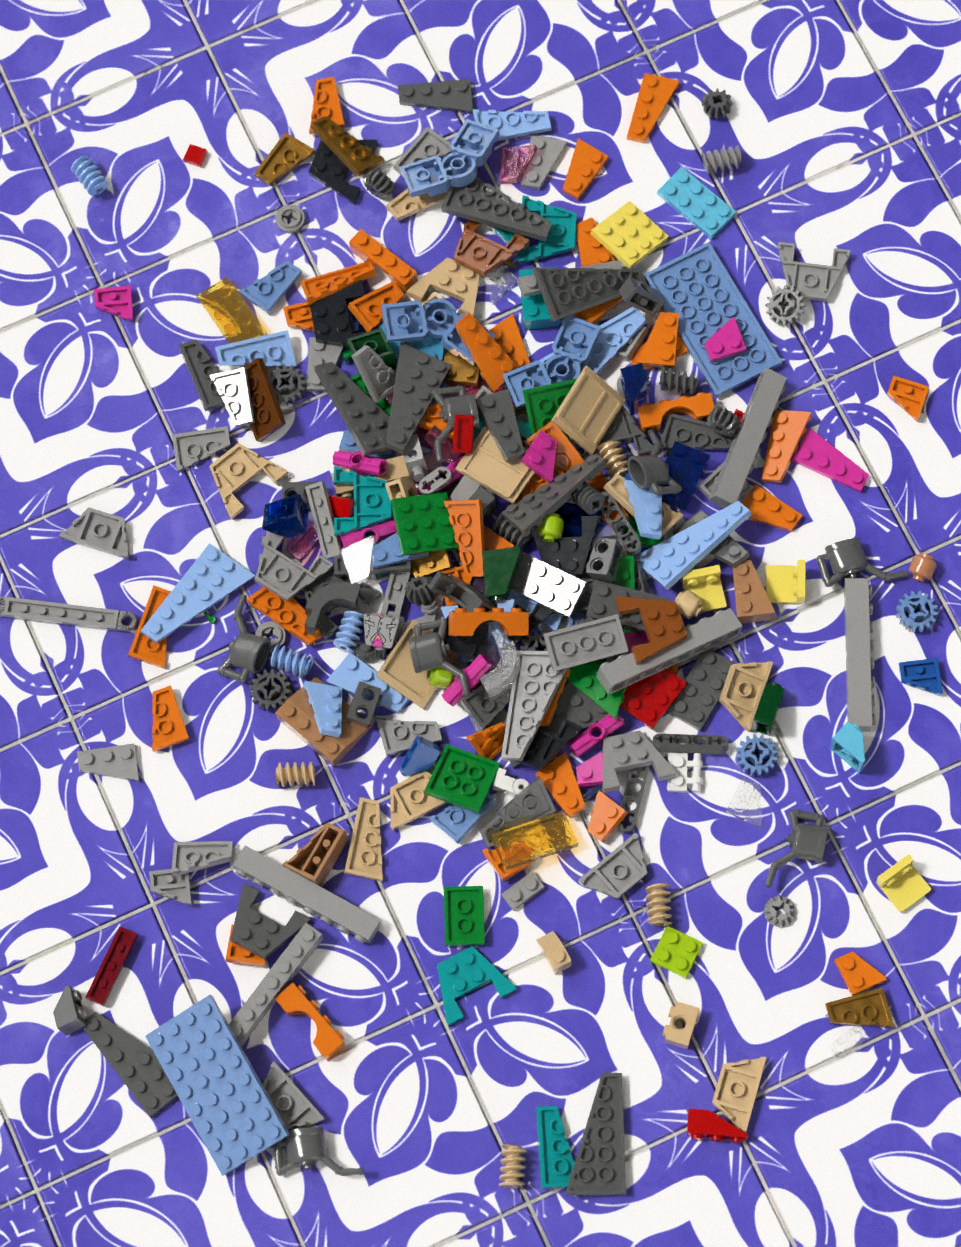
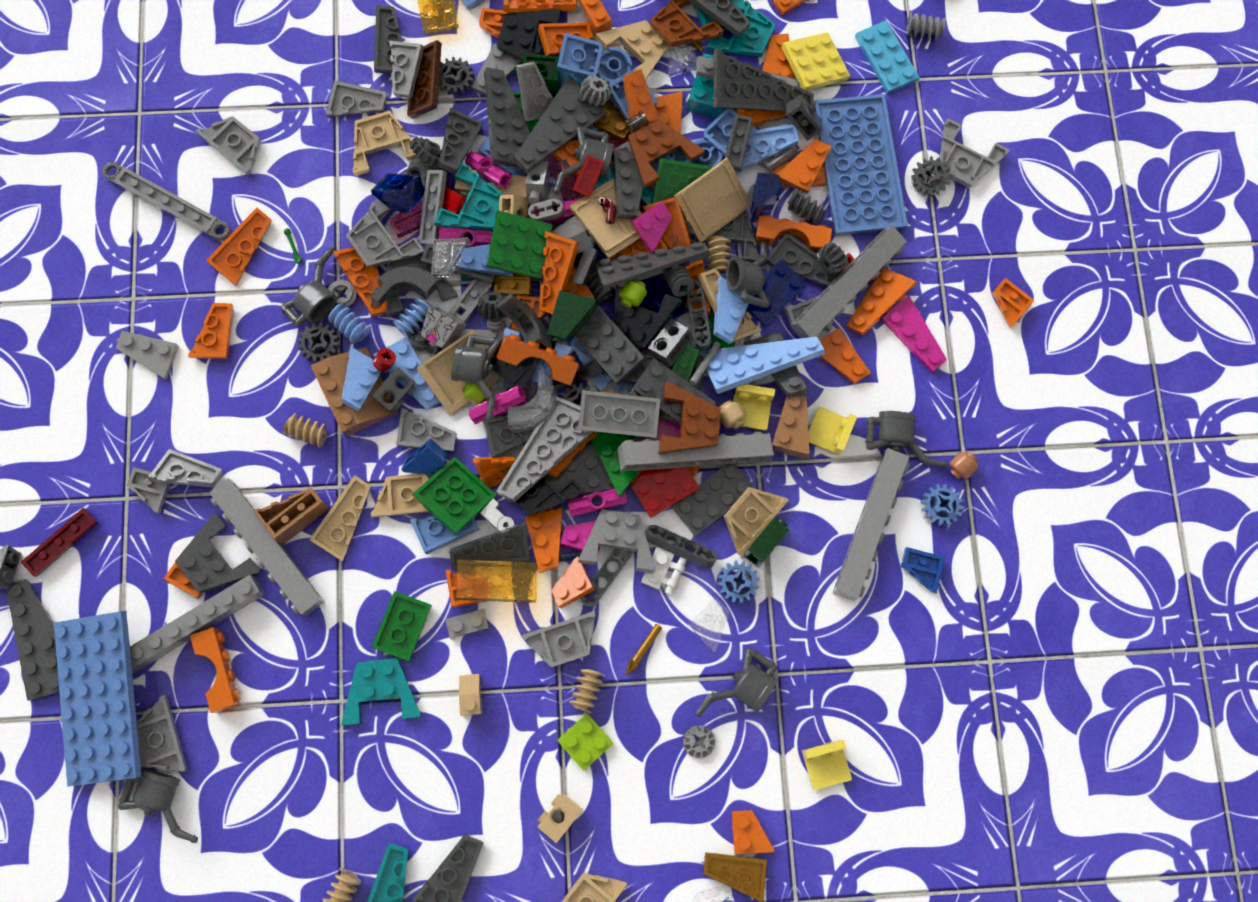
camera: 10 degrees right, 5 degrees up
(202, 586) = (296, 227): light blue wing -> none
(273, 348) = (455, 39): light blue wing -> none
(296, 469) = (426, 151): none -> dark grey gear
(318, 443) = (458, 139): none -> dark grey wing
(341, 680) = (379, 361): none -> red wheel
(433, 348) = (595, 90): none -> light grey gear
(485, 364) = (636, 122): none -> clear smoke bush
(494, 456) = (609, 208): none -> dark red arm
(494, 519) = (585, 266): none -> dark grey slope
(511, 377) = (656, 142): none -> dark orange wing
(589, 344) = (738, 140): none -> dark grey tile
(643, 566) = (704, 364): none -> light grey bar
(691, 864) = (633, 664): none -> pearl gold piece
(725, 342) = (863, 188): dark pink wing -> none
(849, 746) = (829, 610): medium azure slope -> none

